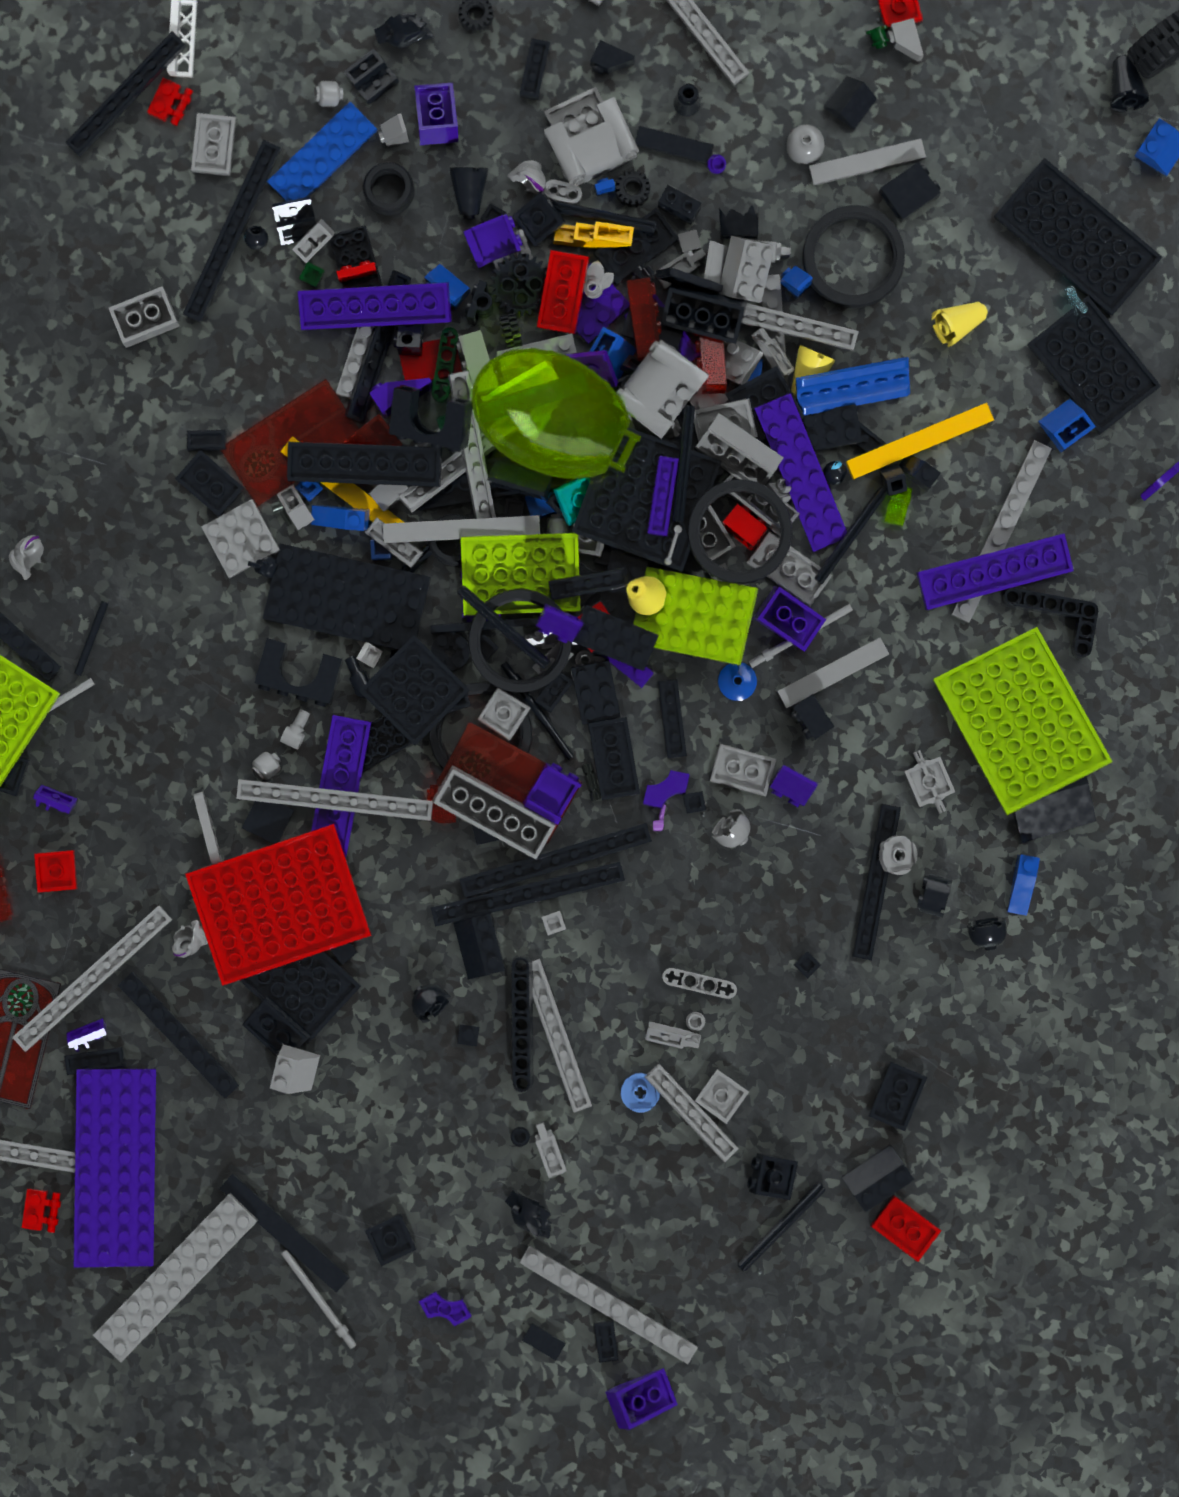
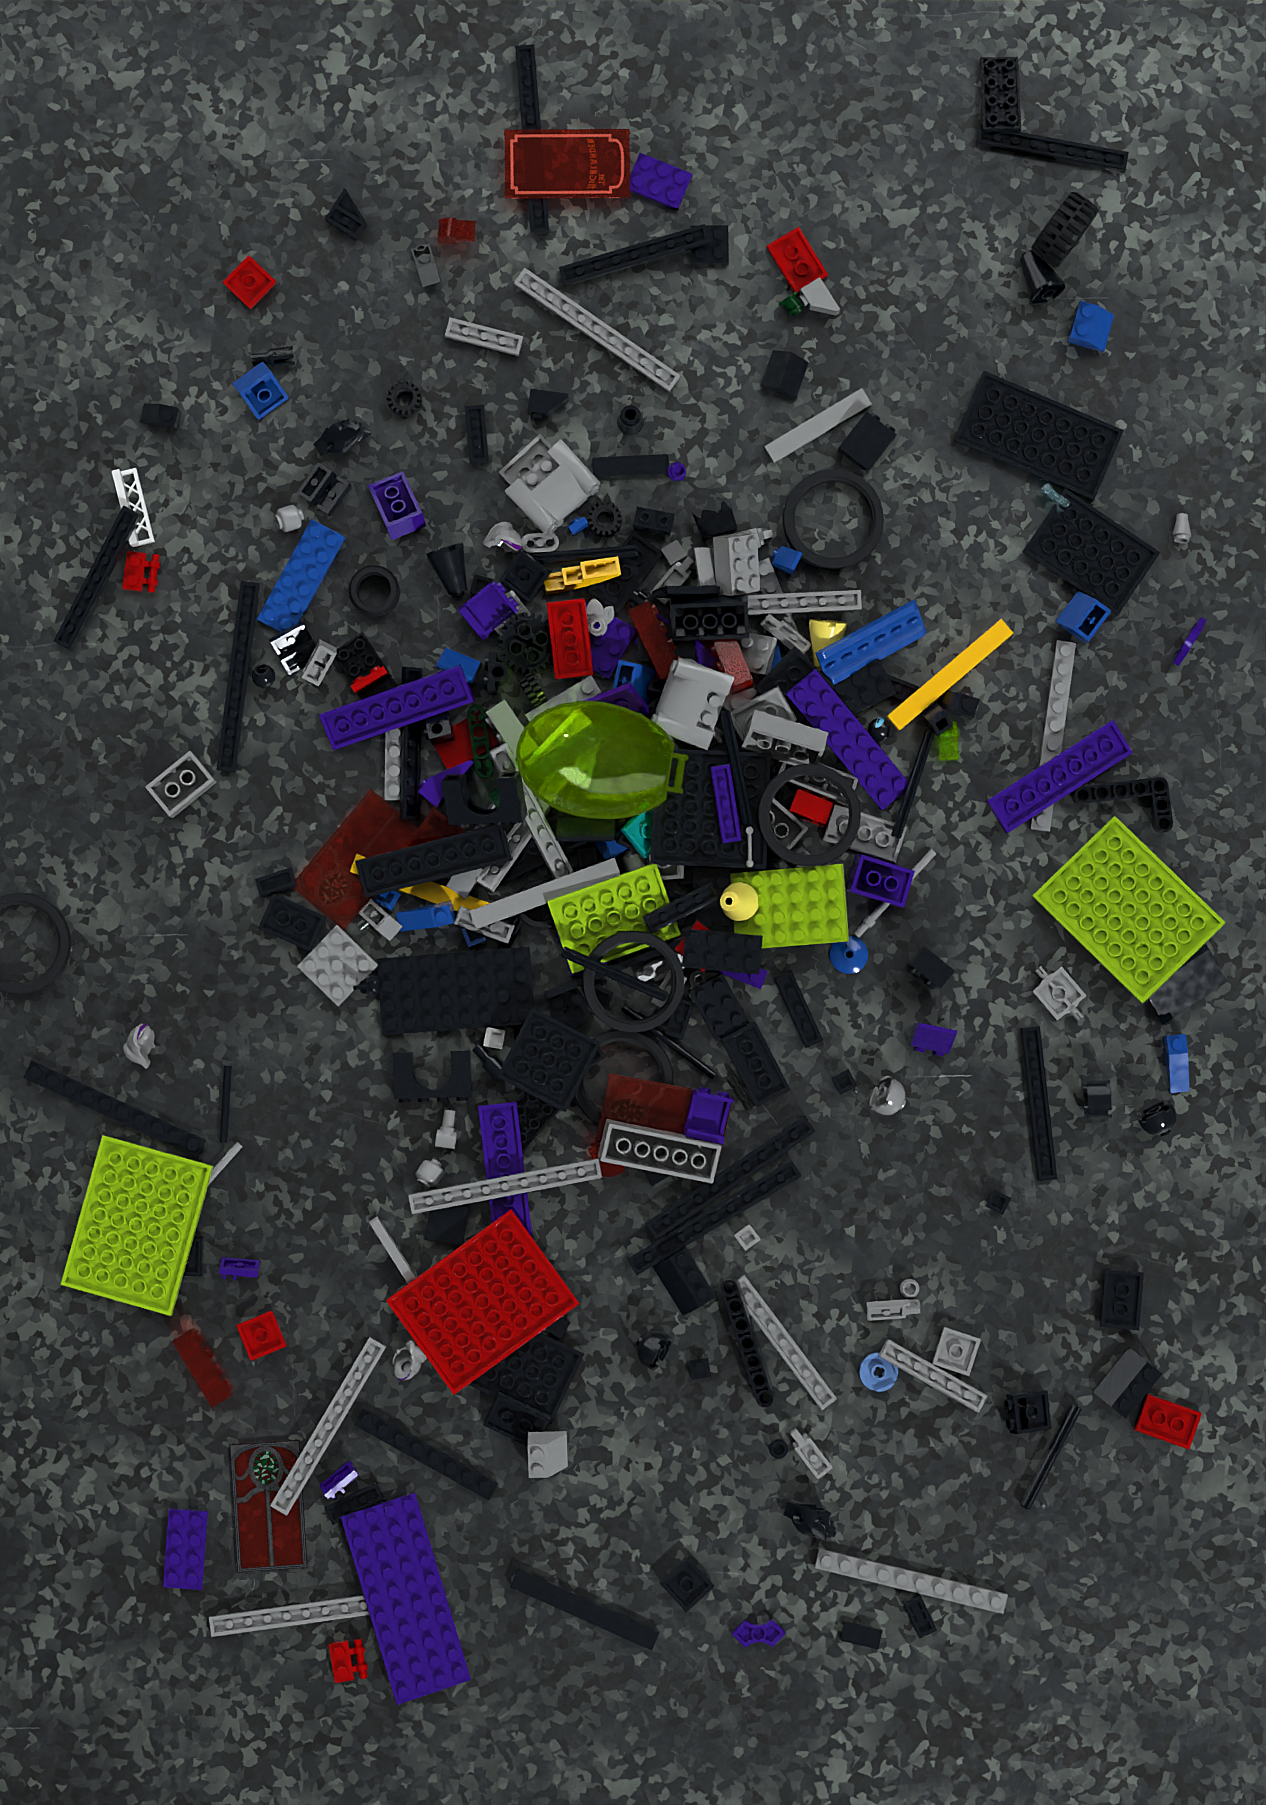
camera: 20 degrees left, 0 degrees up
(175, 1277) = (495, 1684): light grey plate -> none
(213, 144) = (195, 599): light grey plate -> none
(312, 275) = (327, 694): dark green plate -> none
(341, 1330) = (667, 1684): light grey bar -> none
(393, 131) = (362, 535): light grey slope -> none
(503, 713) = (639, 1054): light grey tile -> none
(559, 623) = (666, 954): dark purple slope -> none
(641, 1399) = (969, 1660): dark purple slope -> none
(658, 825) = (817, 1113): medium lavender hand -> none
(674, 784) = (820, 1070): dark purple tile -> none
(698, 986) = (902, 1254): light grey beam -> none
(742, 770) = (880, 1037): light grey tile -> none
(780, 489) = (833, 762): light grey tile -> none
(805, 144) = (754, 427): light grey cylinder -> none
(833, 672) = (936, 918): light grey tile -> none
(887, 855) = (1041, 1075): light grey plate -> none
(958, 321) = (950, 550): light yellow cone -> none

